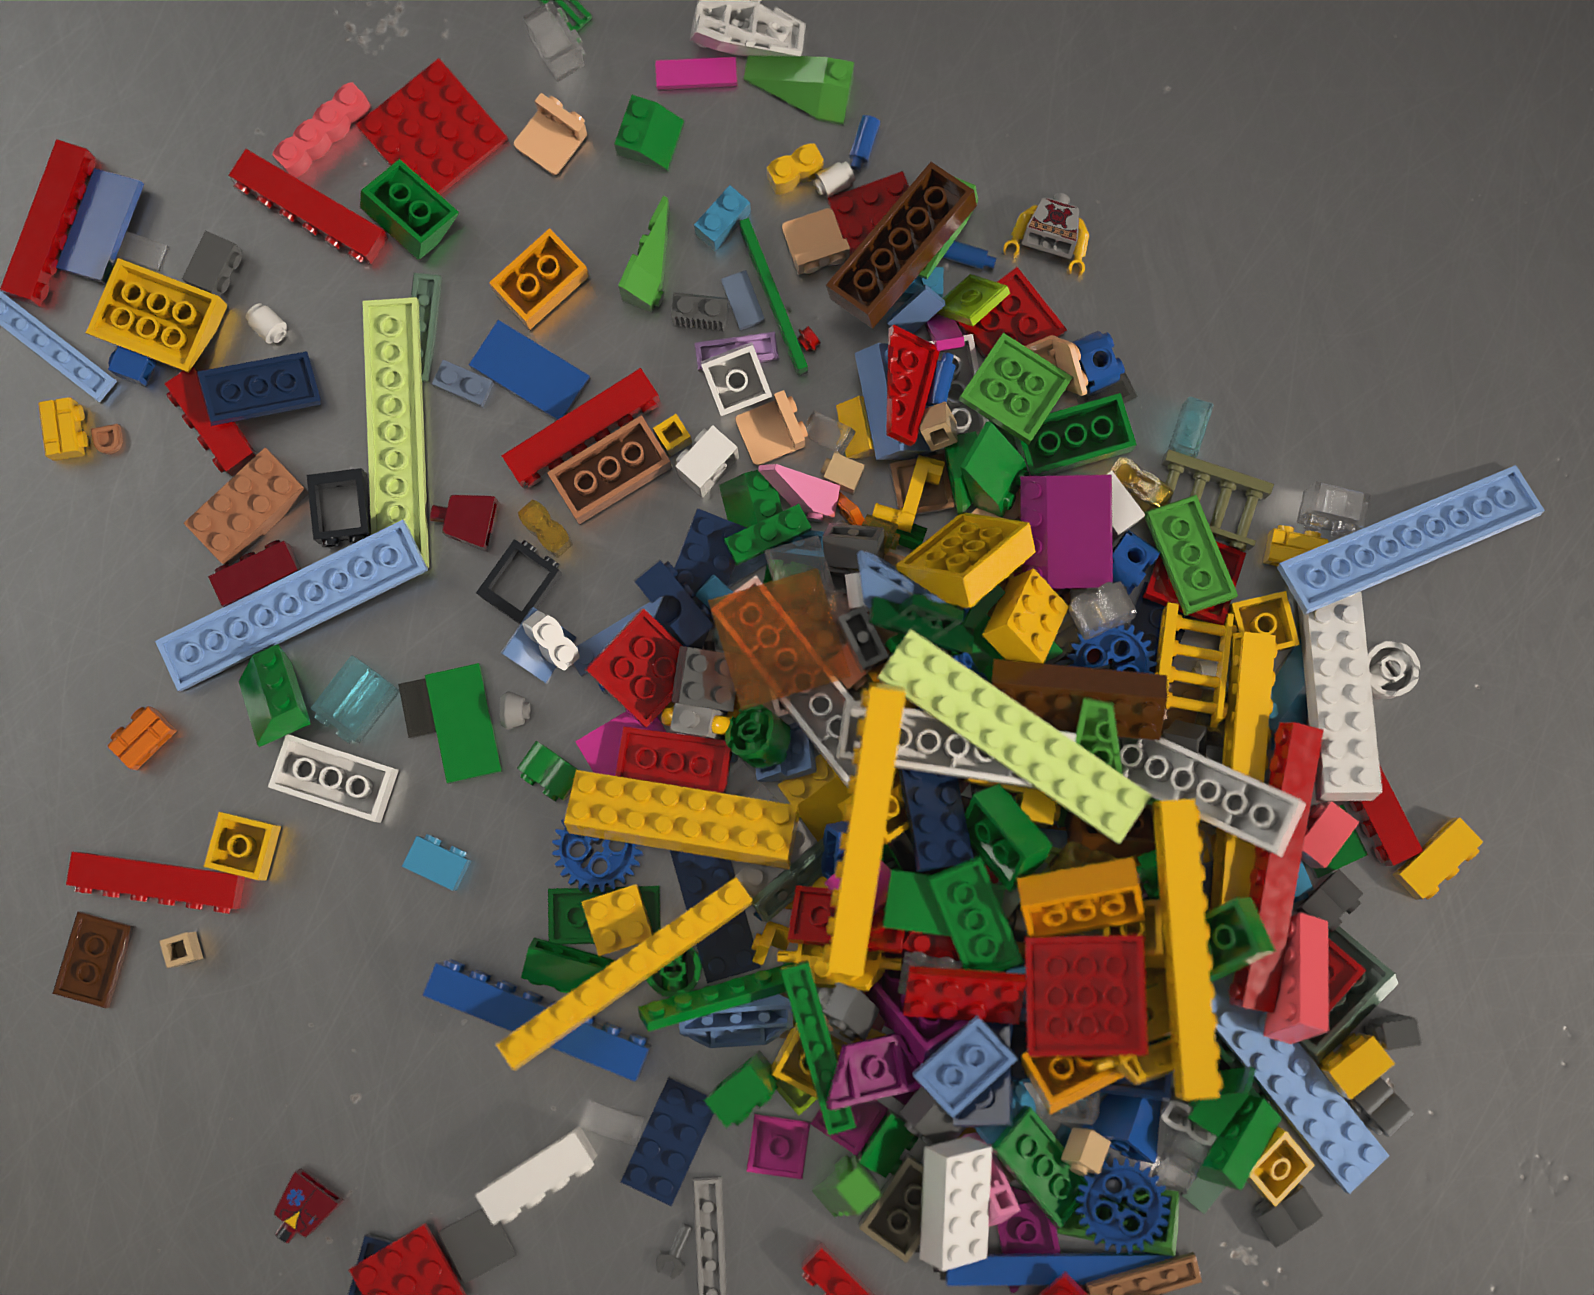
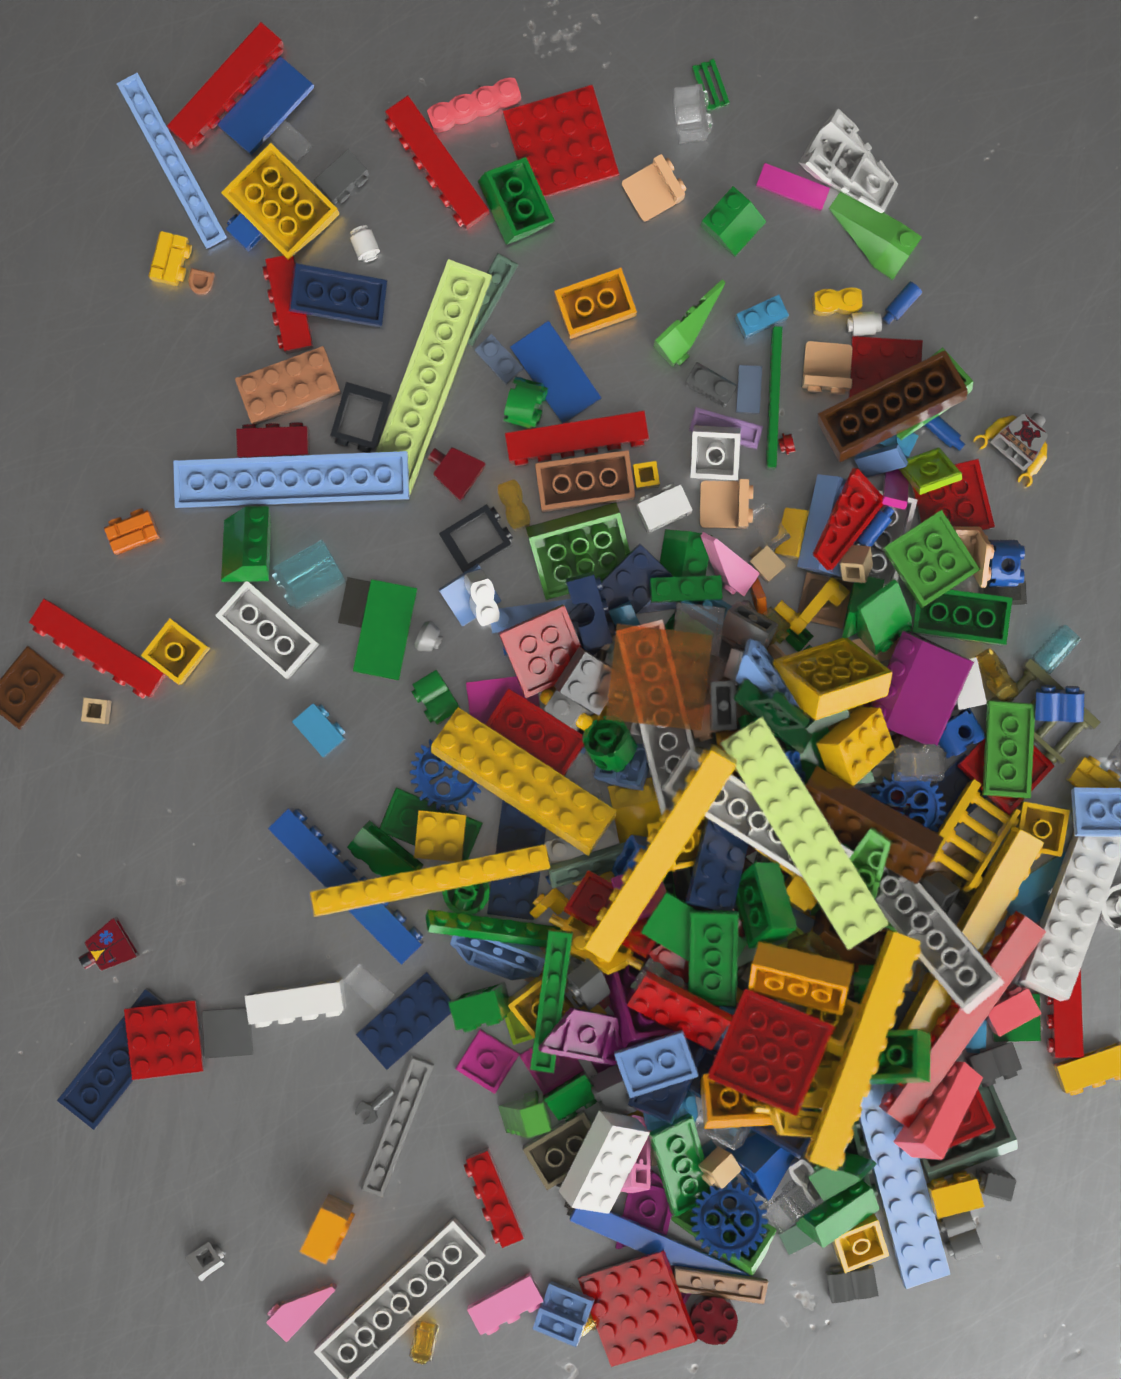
camera: 20 degrees right, 5 degrees up
(508, 414) = (524, 402): none -> green brick
(630, 541) = (576, 546): none -> bright green slope
(1222, 483) = (1059, 704): none -> blue brick

